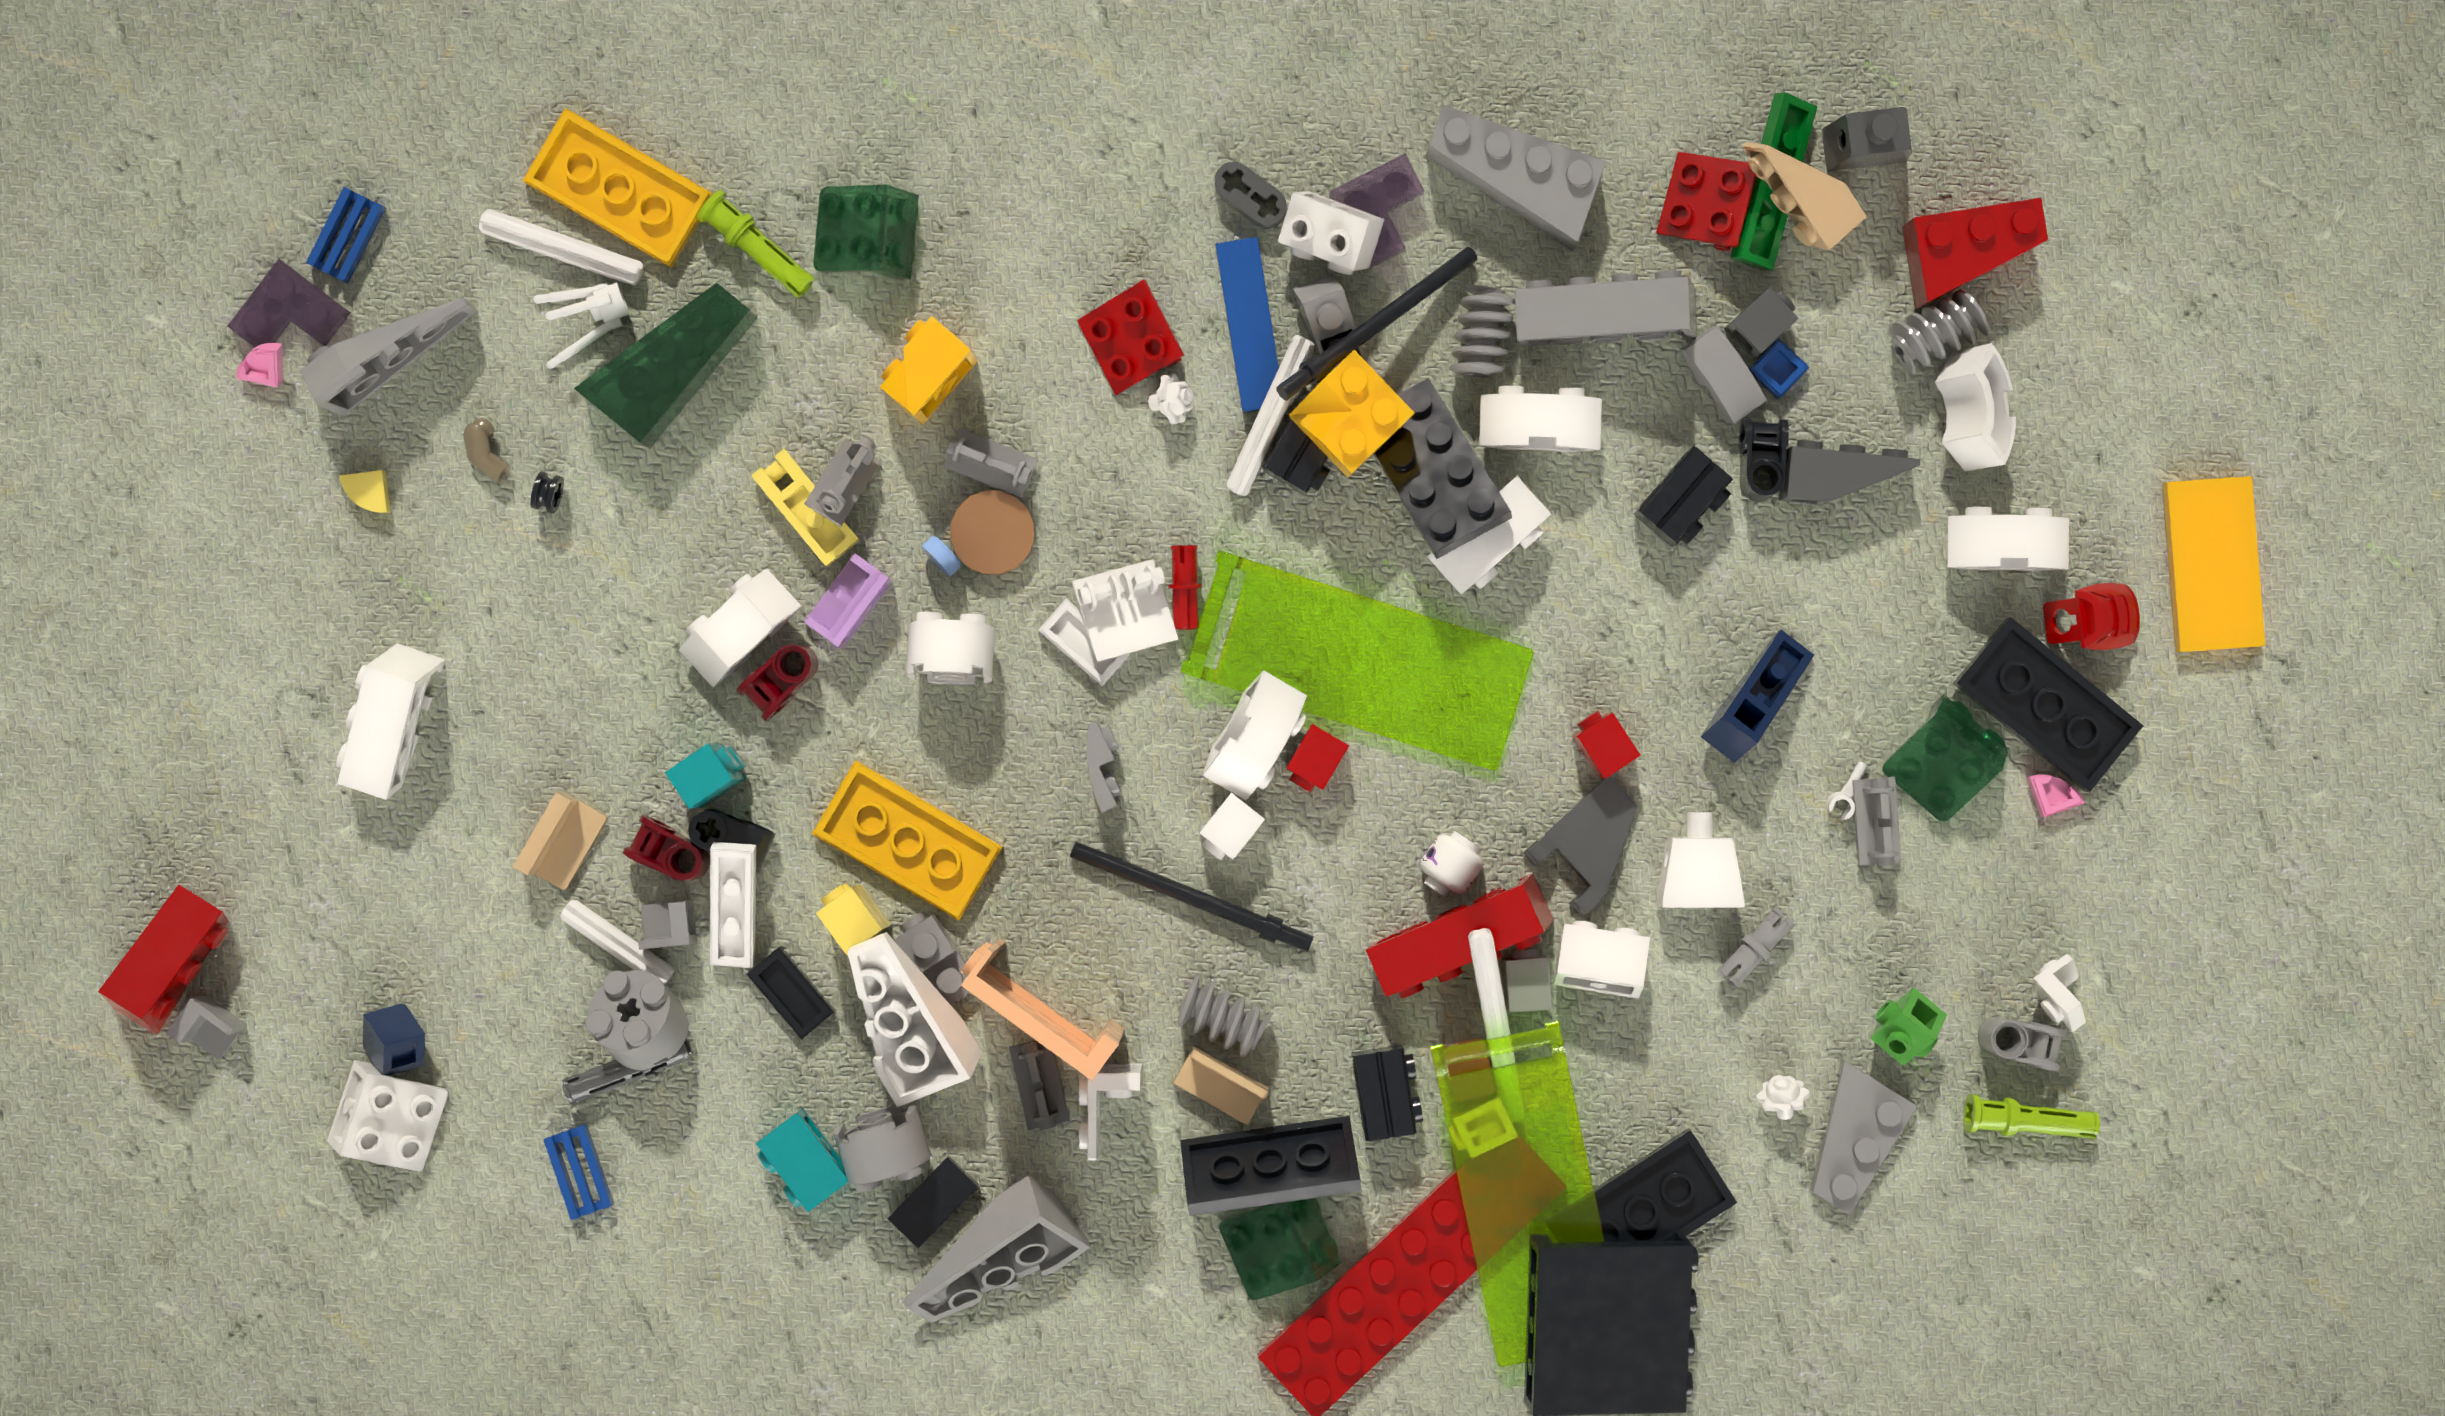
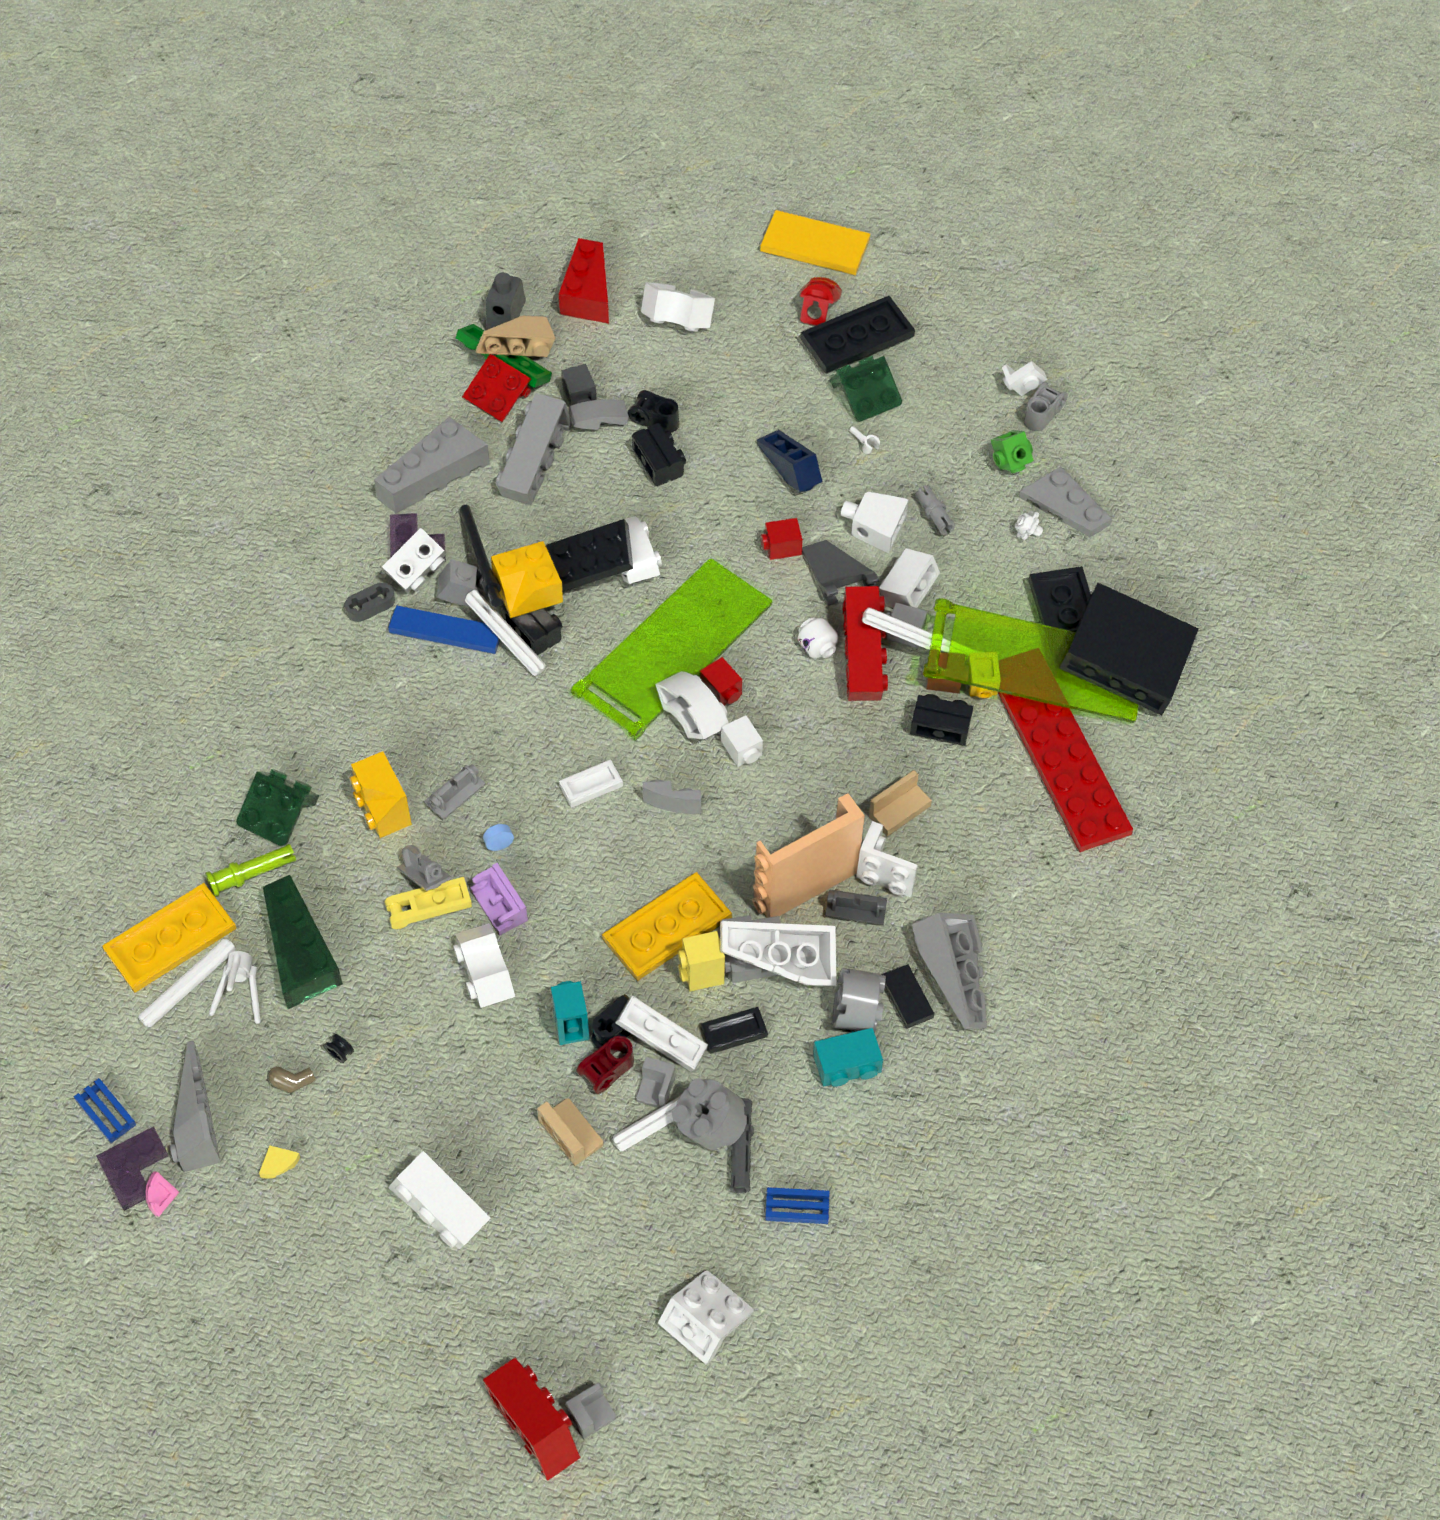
camera: 65 degrees left, 30 degrees down
(393, 1039) = (655, 1287): dark blue panel -> none
(773, 686) = (529, 959): dark red piece -> none
(950, 649) = (559, 845): white brick -> none
(992, 532) = (498, 804): medium nougat tile -> none
(1125, 610) = (581, 748): white hinge -> none
(1130, 337) = (419, 688): red hinge -> none
(1172, 399) = (468, 680): white plant -> none
(1185, 587) = (583, 715): red axle -> none
(1222, 1017) = (858, 783): light grey piece -> none
(1268, 927) = (812, 748): black bar -> none
(1270, 1165) = (961, 790): black plate -> none
(1280, 1247) = (1014, 810): clear green bracket -> none
(1483, 331) = (512, 514): light grey piece -> none
(1540, 421) = (579, 502): white brick -> none
(1778, 369) = (609, 389): blue tile -> none
(1826, 475) = (681, 379): dark grey slope -> none
(1876, 821) = (895, 432): light grey hinge -> none
(1937, 327) = (626, 310): light grey piece -> none
(2008, 541) = (757, 318): white brick -> none
(2012, 1117) = (1085, 426): lime pin -> none
(2053, 794) = (908, 351): bright pink tile -> none

